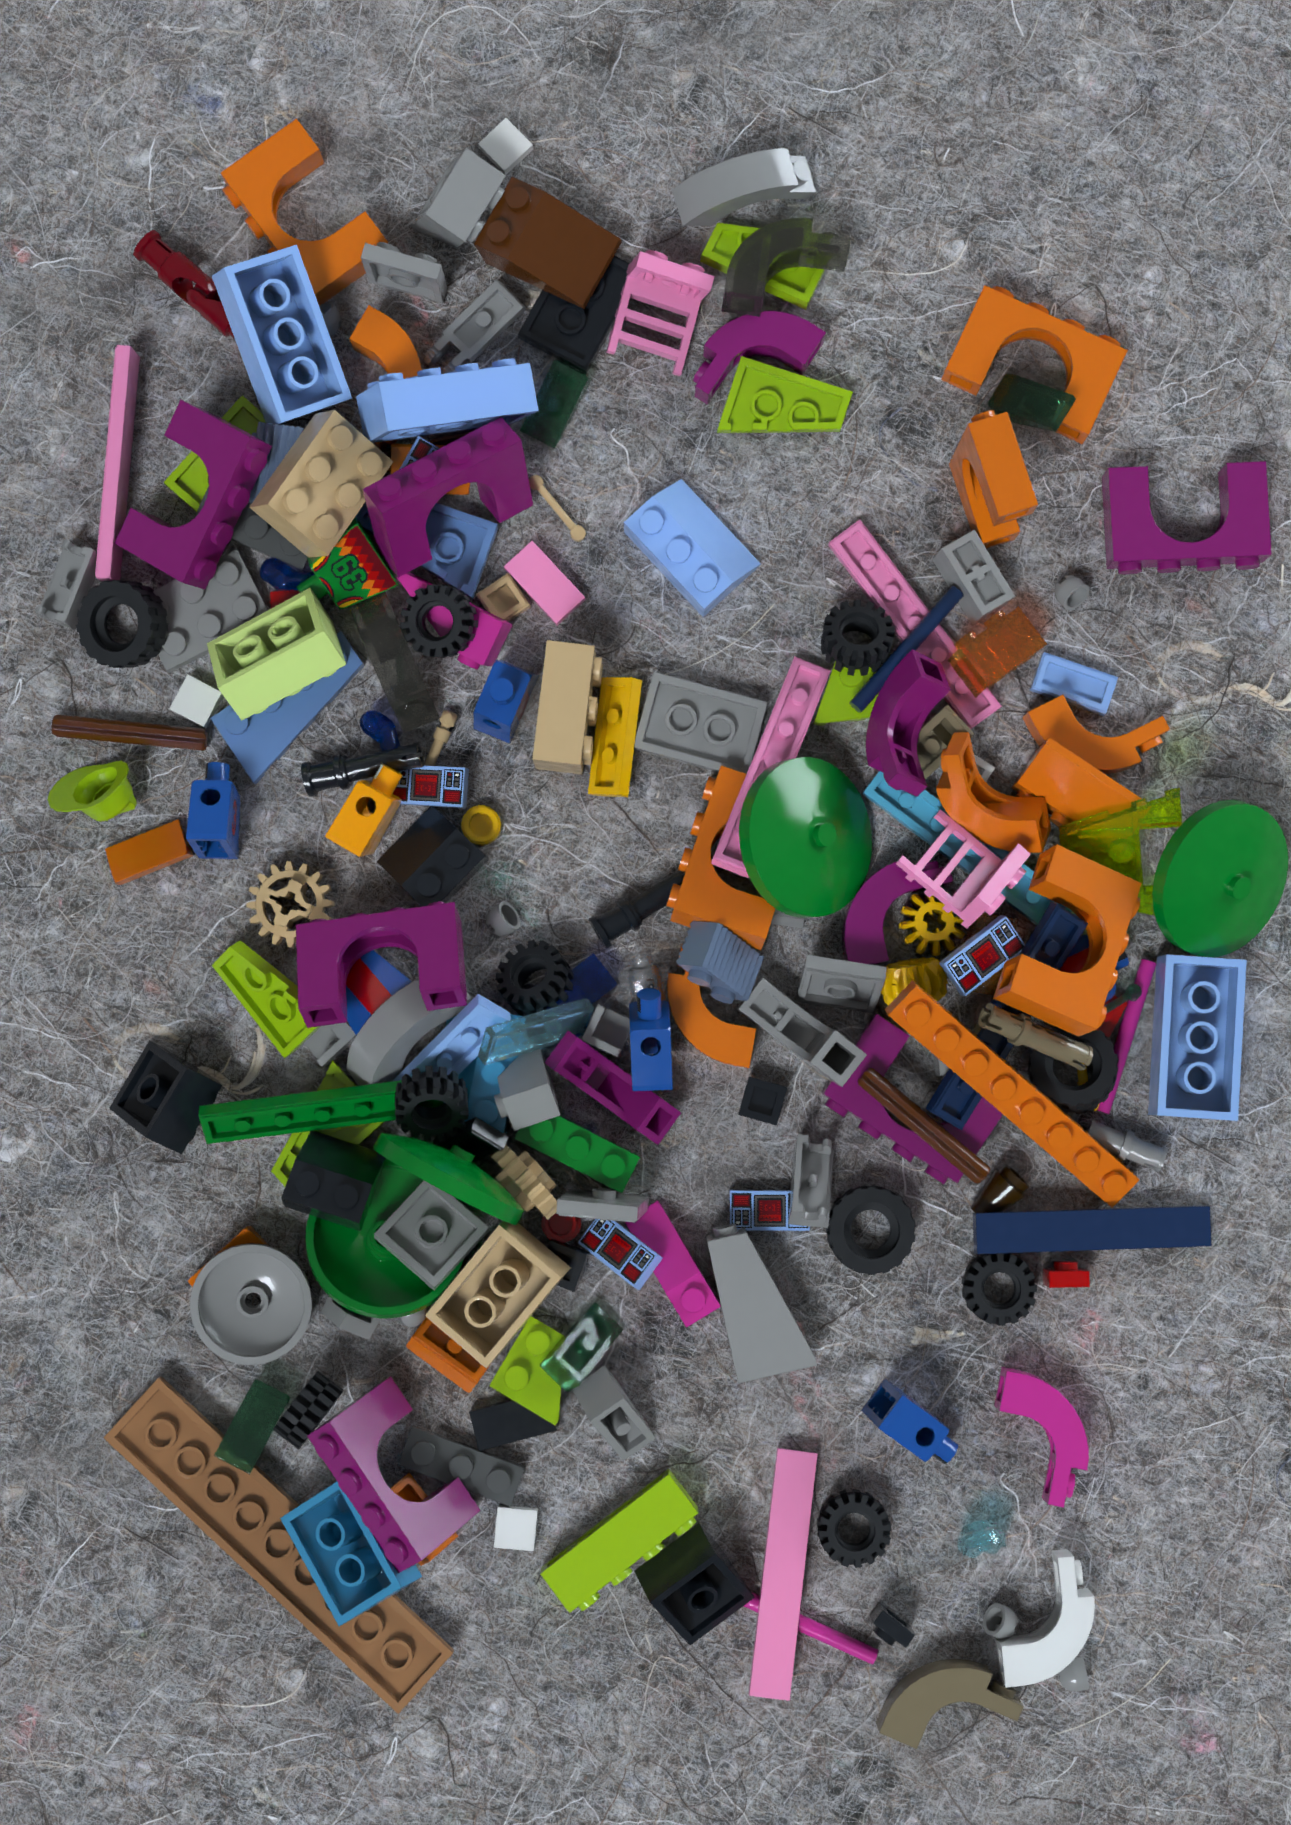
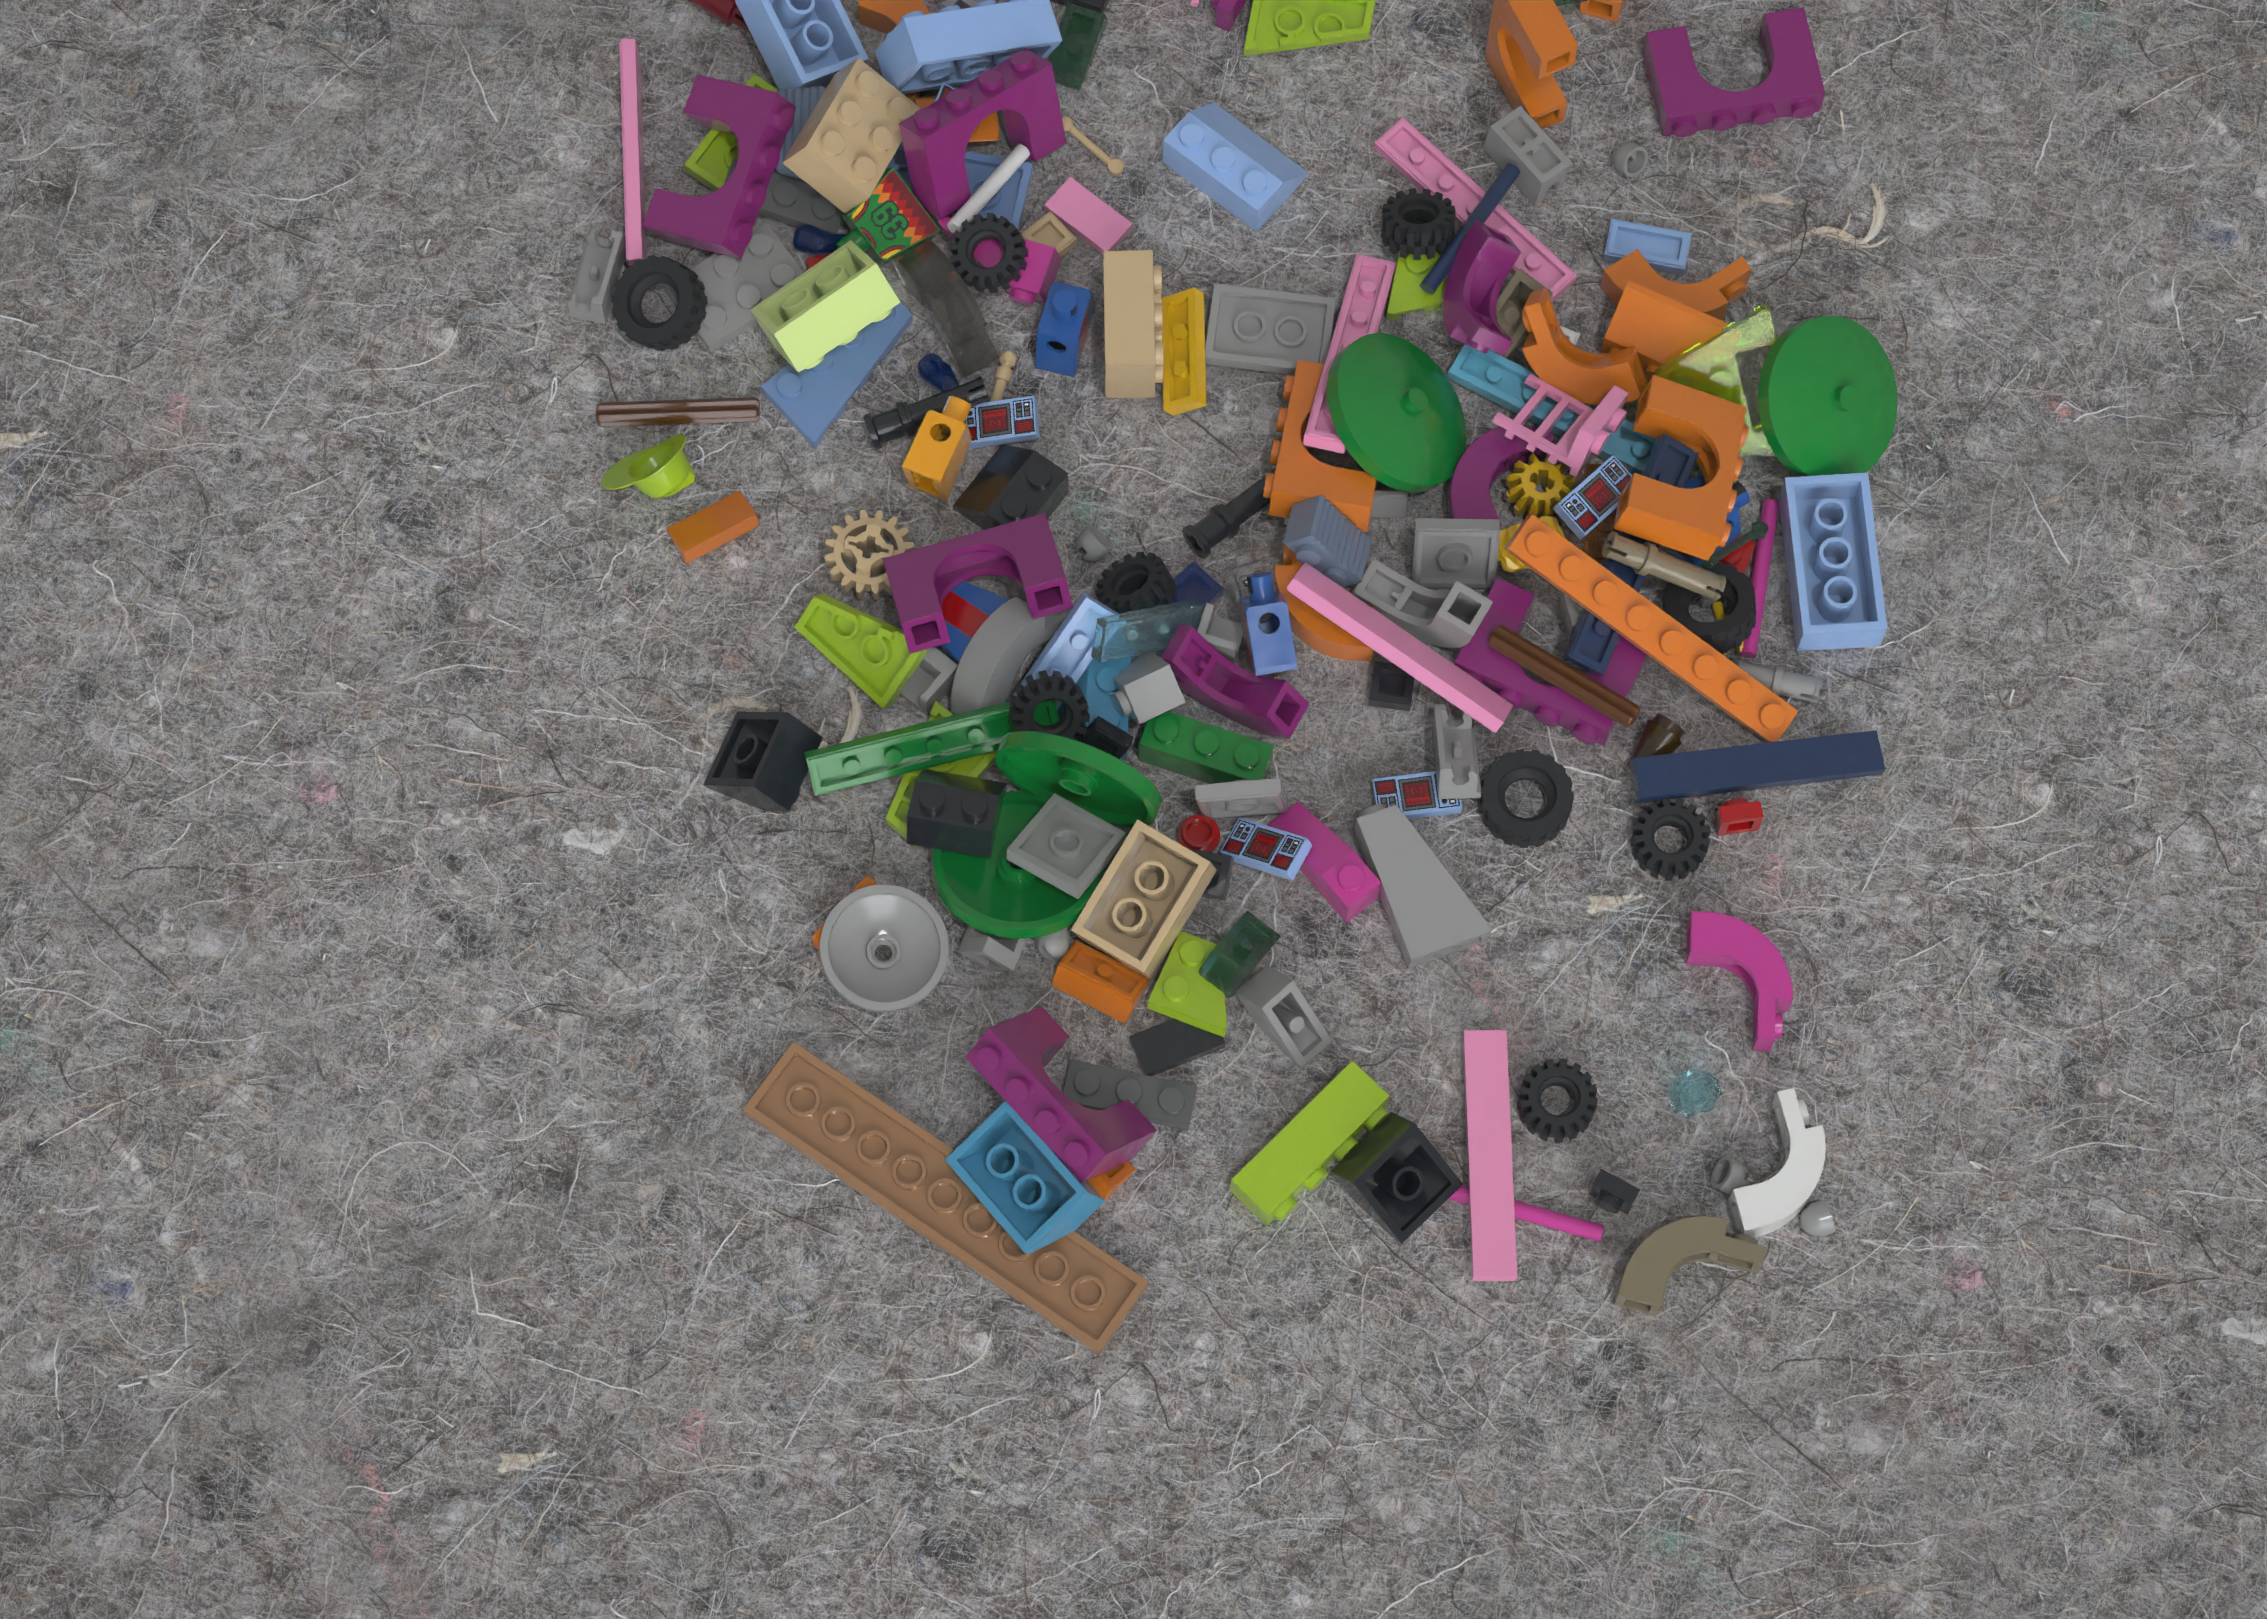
camera: 10 degrees left, 15 degrees down
(196, 701) = (743, 373): white tile -> none
(214, 814) = (780, 467): blue torso -> none
(252, 1426) = (902, 1074): clear green slope -> none
(308, 1409) = (958, 1038): black tyre -> none
(449, 550) = (989, 187): none -> white bar
(481, 825) = (1060, 452): yellow tile -> none
(515, 1528) = (1196, 1150): white tile -> none
(526, 1181) = (1177, 799): tan gear -> none
(773, 1076) = (1400, 647): none -> bright pink tile
(909, 1423) = (1599, 980): blue torso -> none
(995, 651) = (1562, 219): clear orange brick -> none

